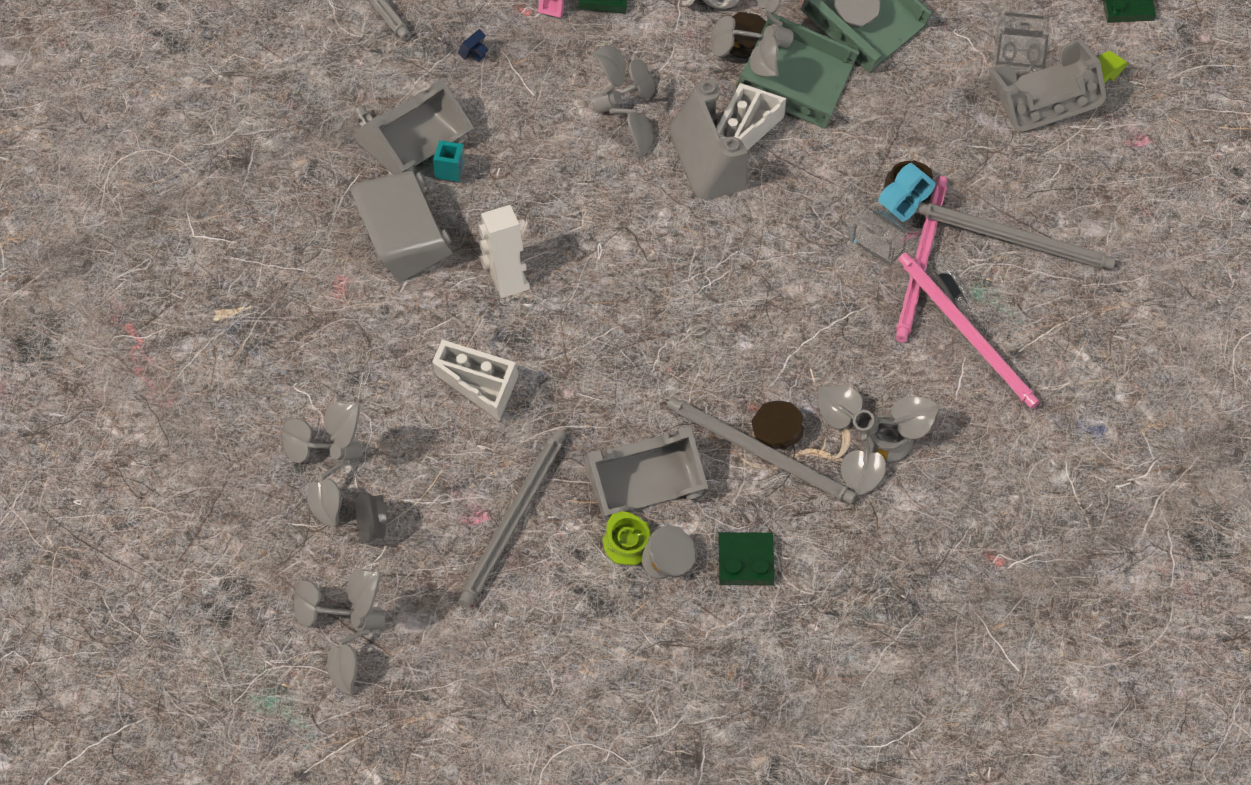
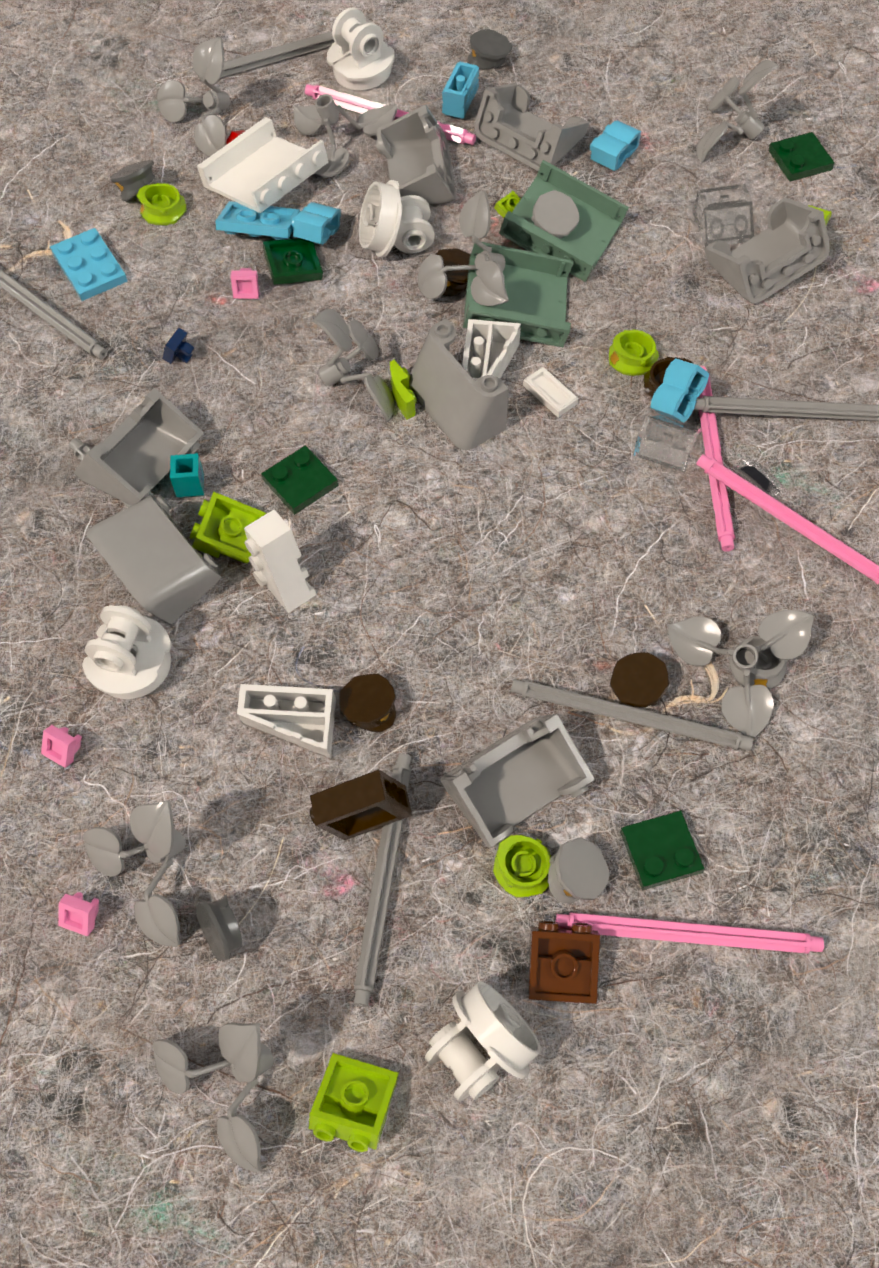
camera: 15 degrees left, 5 degrees up
(263, 481) = (77, 913): none -> bright pink tile
(282, 353) = (60, 745): none -> bright pink tile
(357, 294) = (112, 658): none -> white piece
(435, 665) = (352, 1102): none -> lime plate
(465, 211) = (223, 527): none -> lime plate
(521, 440) = (360, 805): none -> dark brown window
(544, 385) = (368, 702): none -> dark brown hat
(546, 189) = (299, 479): none -> dark green plate
(562, 639) = (497, 1029): none -> white piece
(632, 614) = (564, 963): none -> reddish brown plate
(662, 125) = (402, 394): none -> lime slope
(743, 622) = (695, 933): none -> bright pink piece
(796, 166) = (550, 392): none -> white tile
(885, 148) = (633, 352): none -> lime hat

